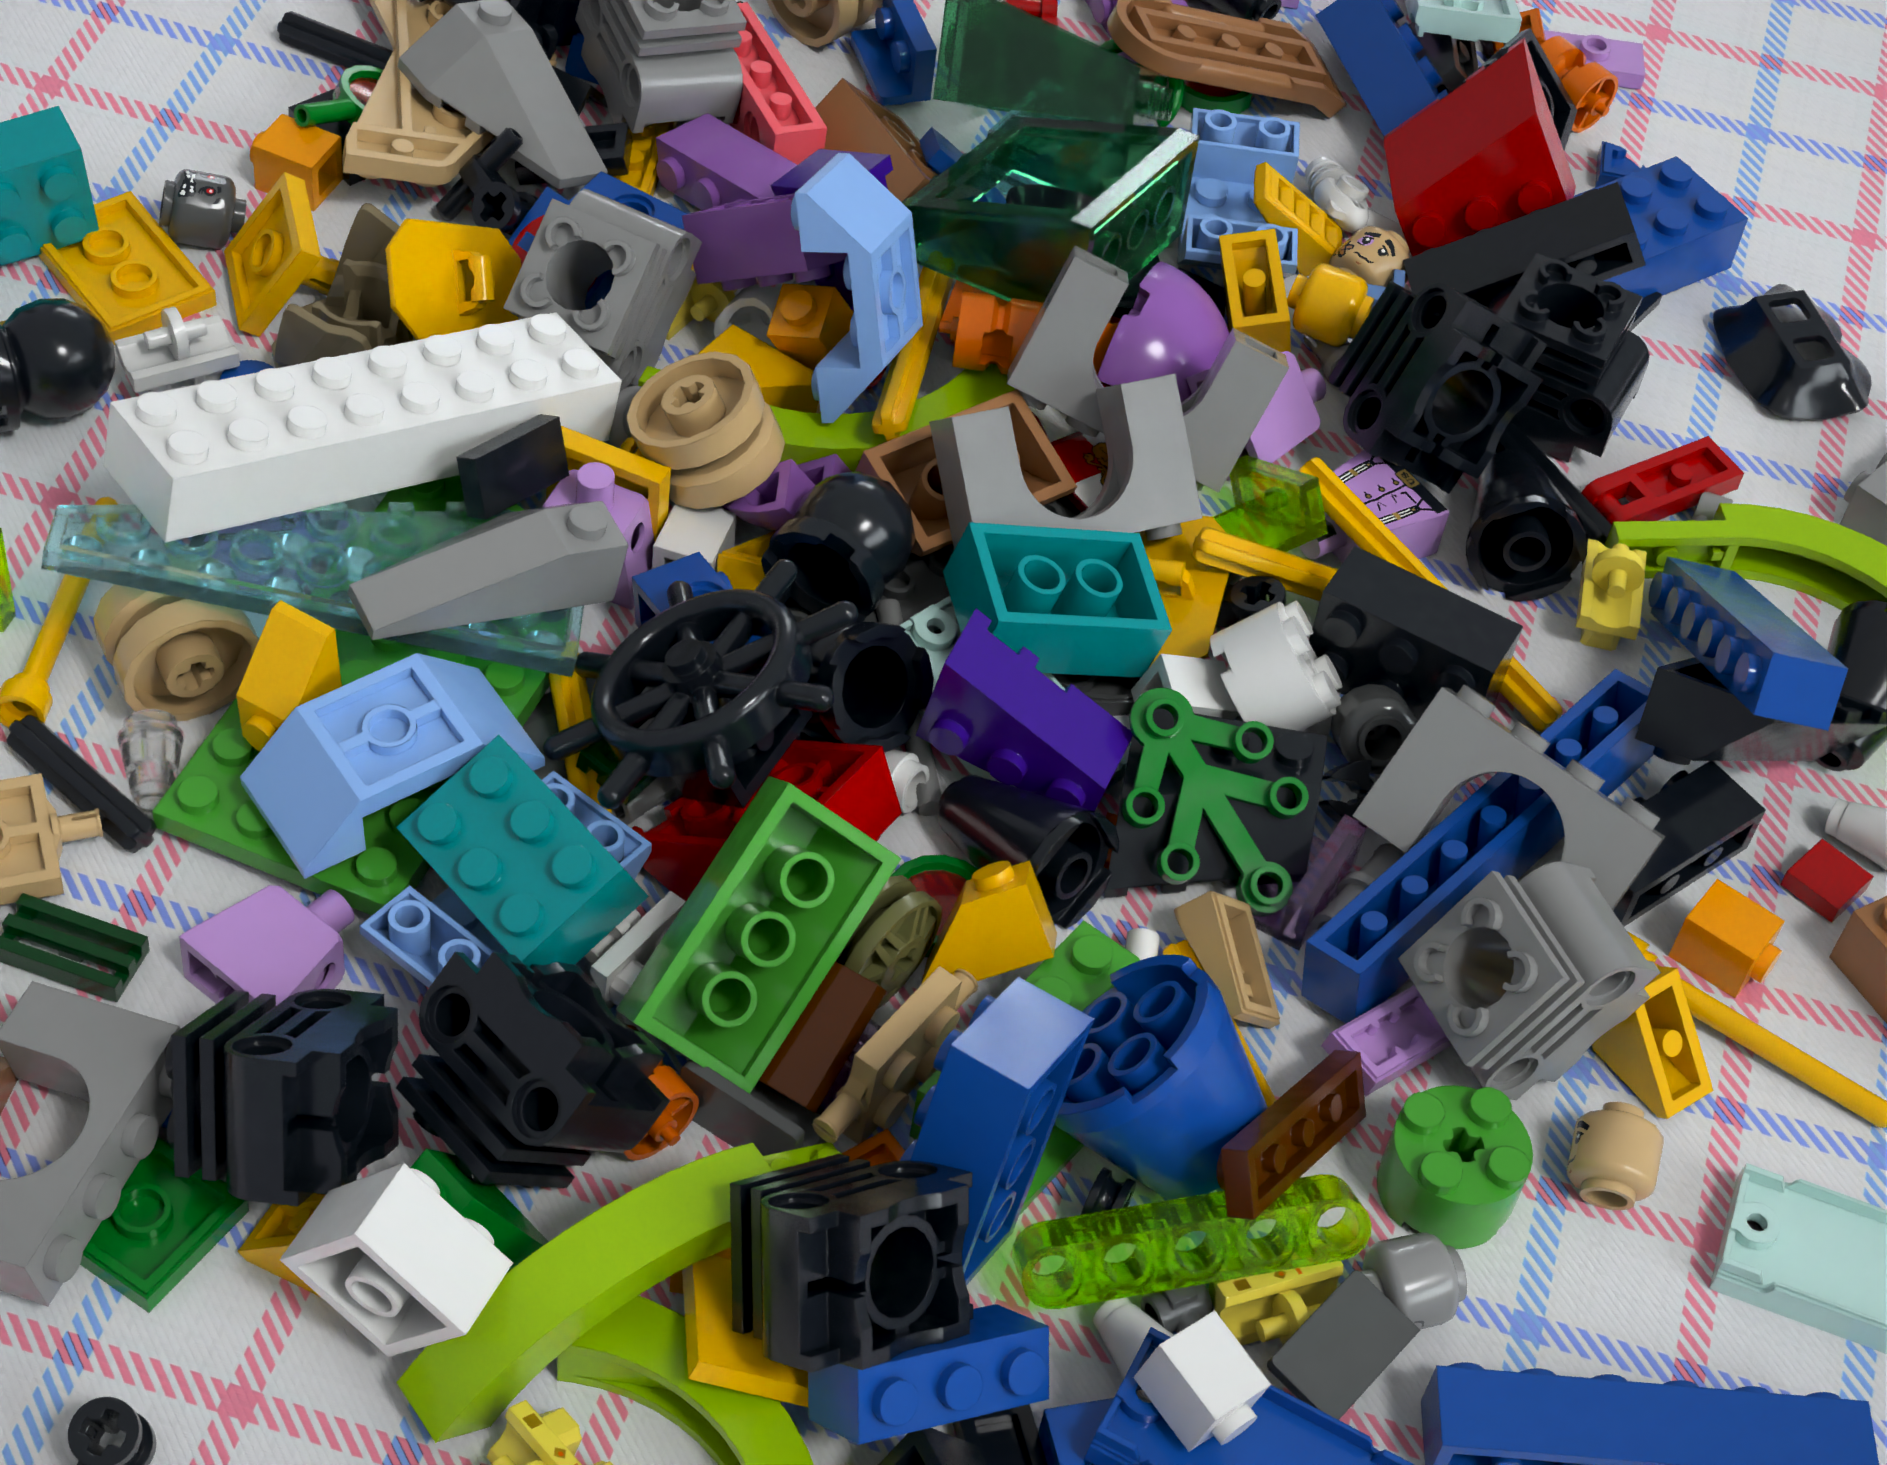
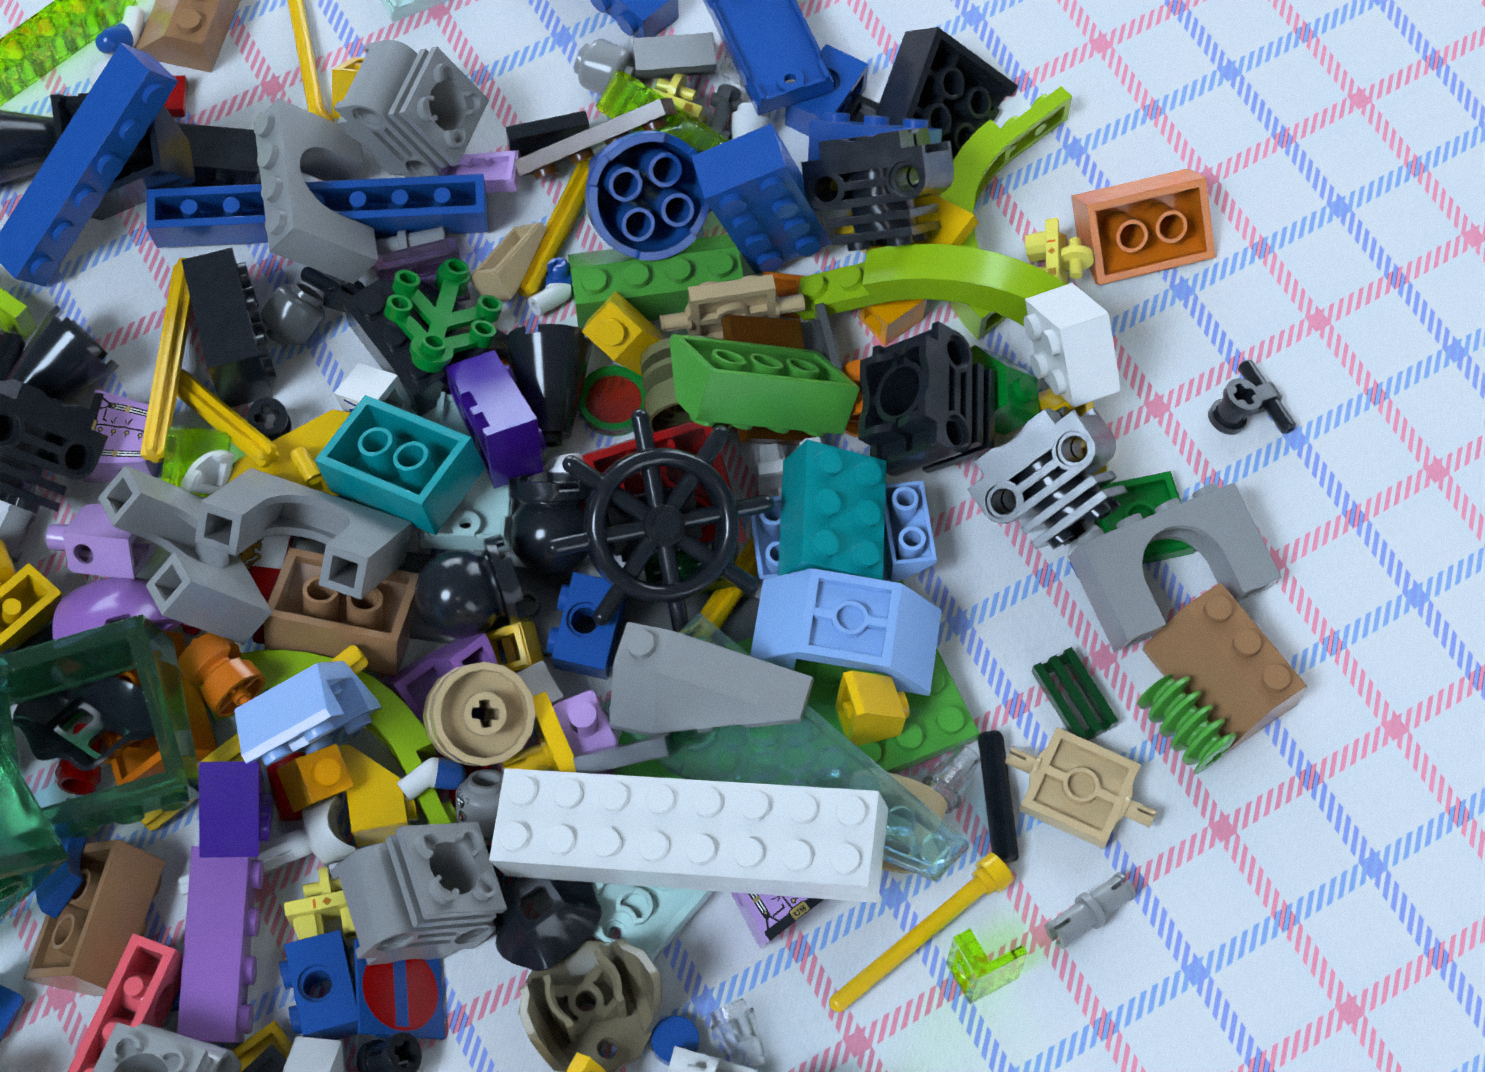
camera: 130 degrees left, 15 degrees up
(268, 946) = (984, 602): lavender torso -> none
(449, 276) = (502, 979): yellow shield -> none
(752, 242) = (300, 826): medium lavender brick -> none
(1203, 1383) = (773, 48): white brick -> none
(1241, 504) = (209, 472): none -> white tile
(1275, 669) = (319, 361): white brick -> none
(1368, 1143) = (541, 133): none -> black tile
(1455, 1164) = (523, 89): bright green brick -> none
(1610, 594) = (70, 289): light yellow hips -> none
(1615, 1156) = (454, 42): tan head -> none
(1728, 939) = (257, 91): light orange brick -> none

